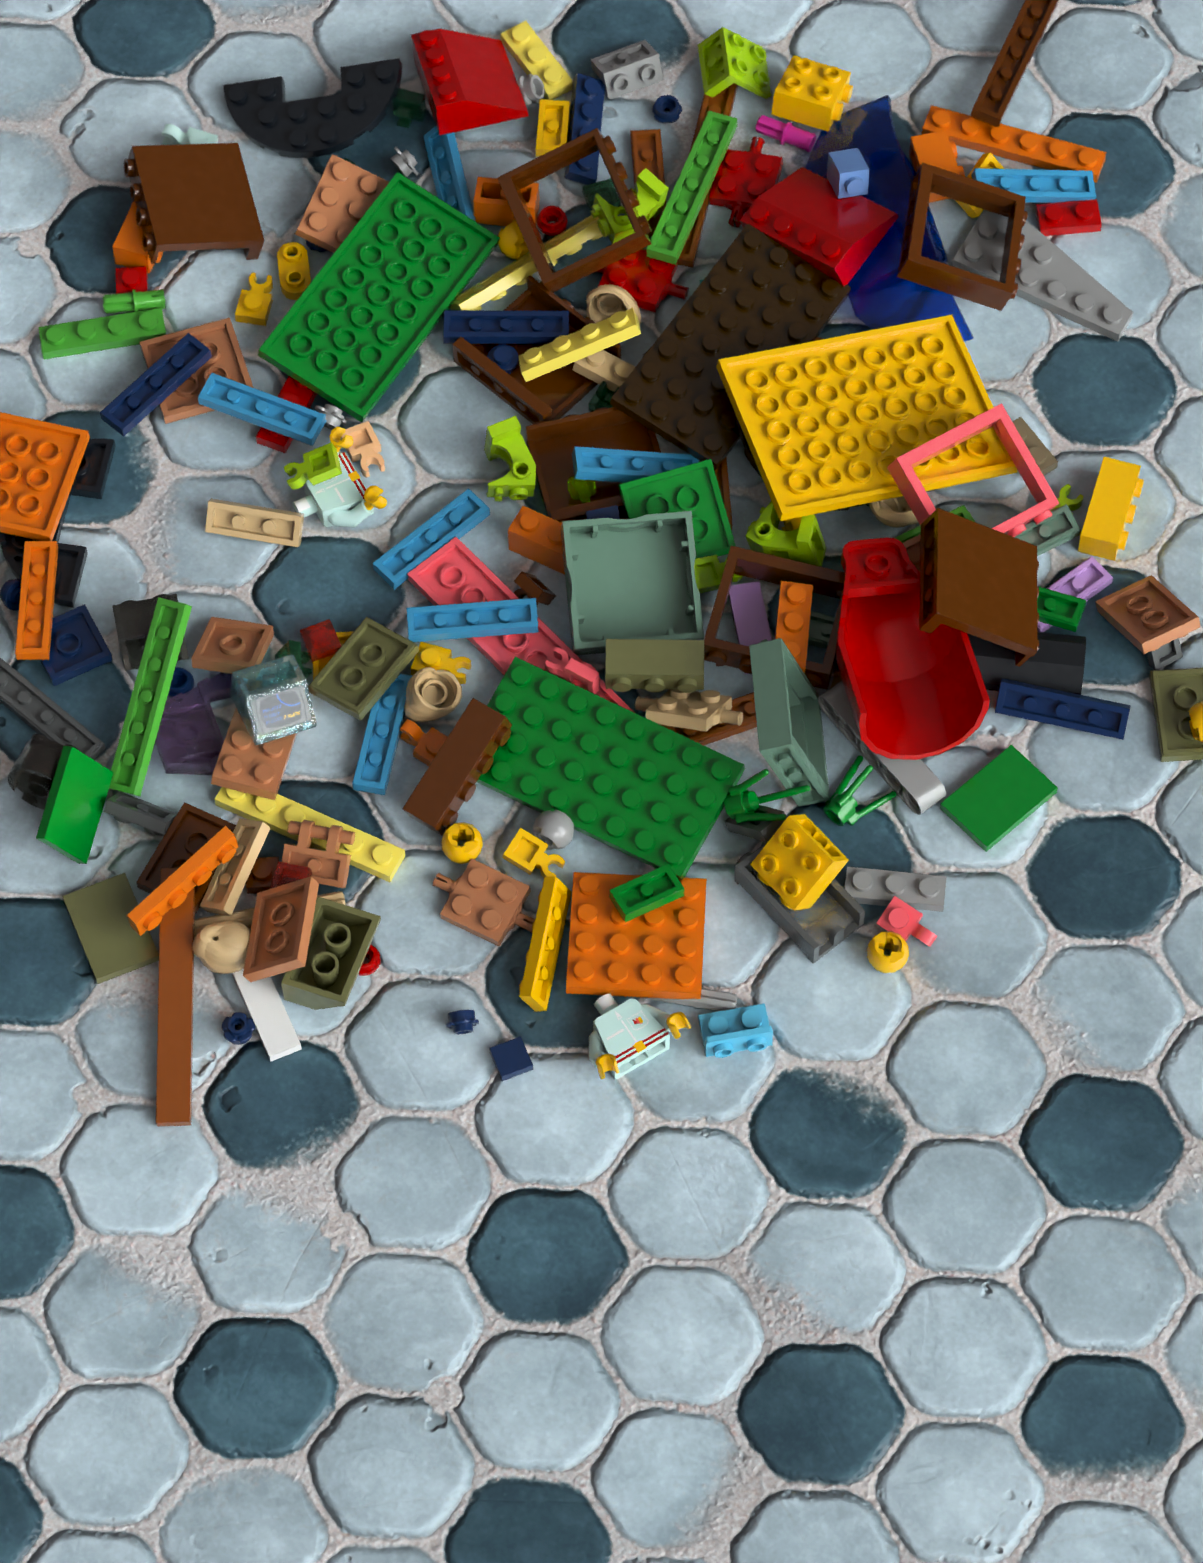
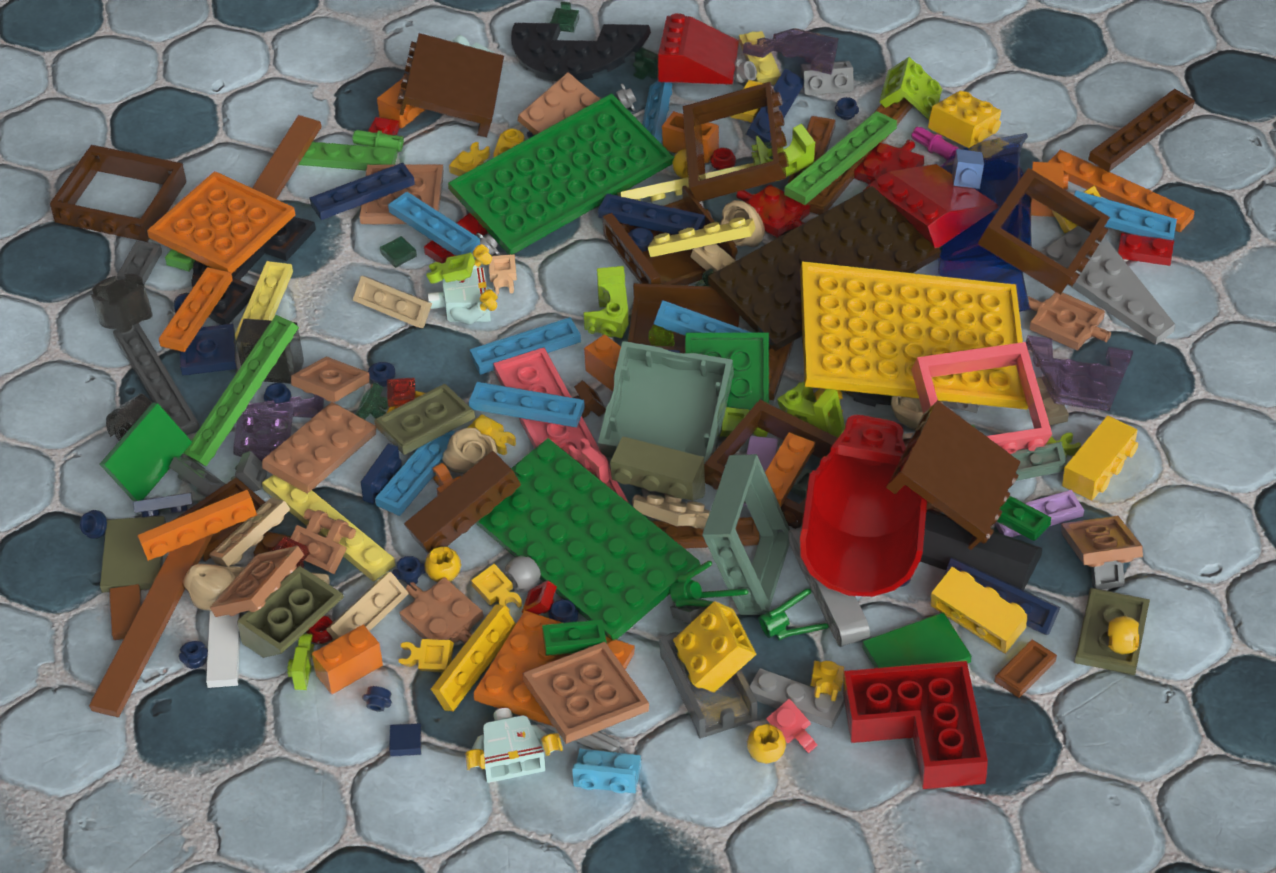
camera: 20 degrees right, 15 degrees down
(39, 359) = (287, 156): none -> dark orange tile
(51, 905) = (93, 524): none -> dark blue plate
(103, 562) = (267, 292): none -> light yellow plate
(125, 853) = (150, 506): none -> plate
(136, 999) = (124, 606): none -> dark orange tile
(196, 790) = (250, 471): none -> dark grey tile
(227, 450) = (398, 251): none -> clear green tile
(273, 699) = (336, 415): clear light blue slope -> none
(280, 61) = (566, 17): none -> clear green tile
(285, 627) = (381, 372): none -> dark blue plate
(343, 762) = (380, 473): none -> dark blue plate
(363, 1010) = (300, 666): none -> lime plate
(406, 923) = (370, 606): none -> tan plate
(411, 986) = (347, 659): none -> orange brick
(423, 851) = (409, 569): none -> dark blue plate
(498, 954) = (432, 655): none -> yellow plate
(584, 853) = (540, 598): none -> red plate
(585, 31) = (814, 47): none -> clear purple wing
(615, 862) = (563, 611): none -> dark blue plate
(687, 954) = (585, 692): none -> nougat plate
(922, 857) = (827, 678): none -> yellow plate
(1016, 339) = (1067, 320): none -> nougat plate
(1037, 861) = (925, 704): none -> red brick
(1049, 732) = (979, 609): none -> yellow brick
(1055, 419) = (1079, 382): none -> clear purple wing
(1115, 784) = (1025, 668): none -> dark orange tile

